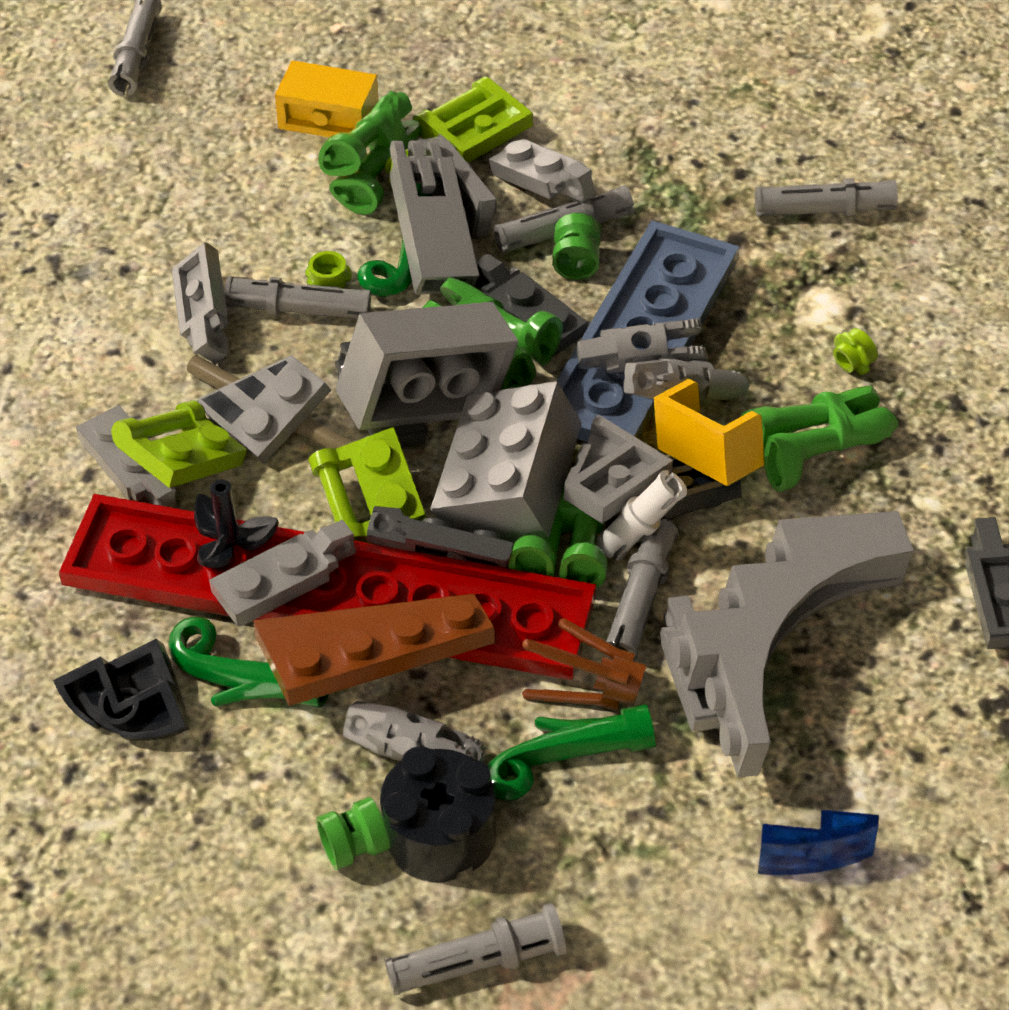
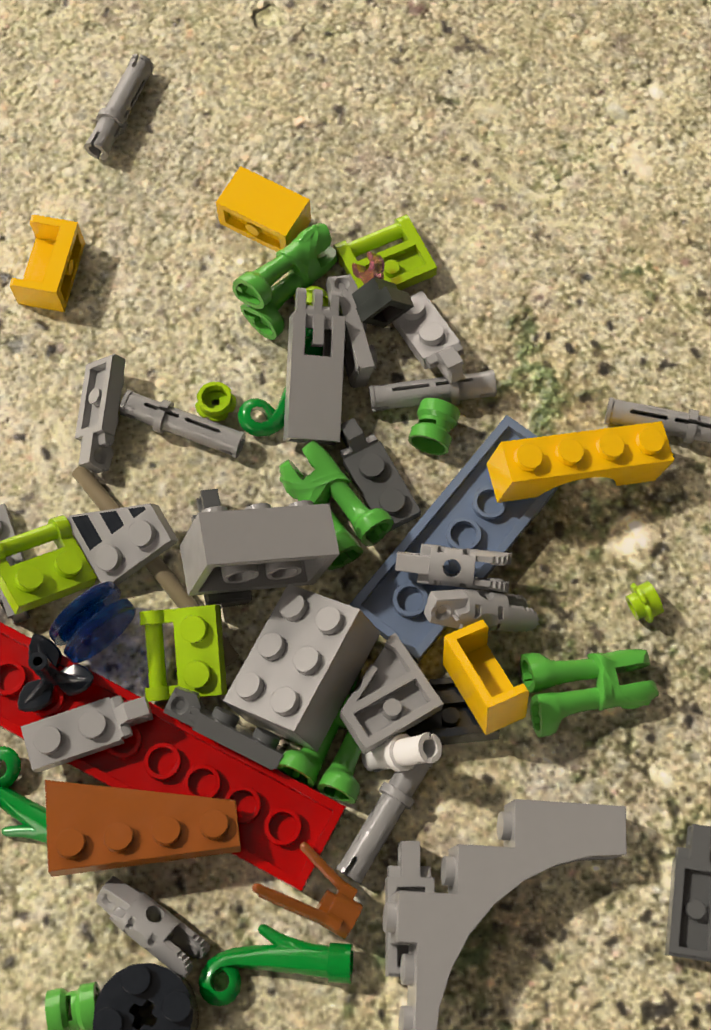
camera: 15 degrees right, 20 degrees up
(101, 188) = (51, 264): none -> yellow panel
(262, 471) = (92, 621): none -> clear blue head
(480, 144) = (378, 300): none -> pearl dark grey piece
(697, 241) = (539, 464): none -> yellow arch

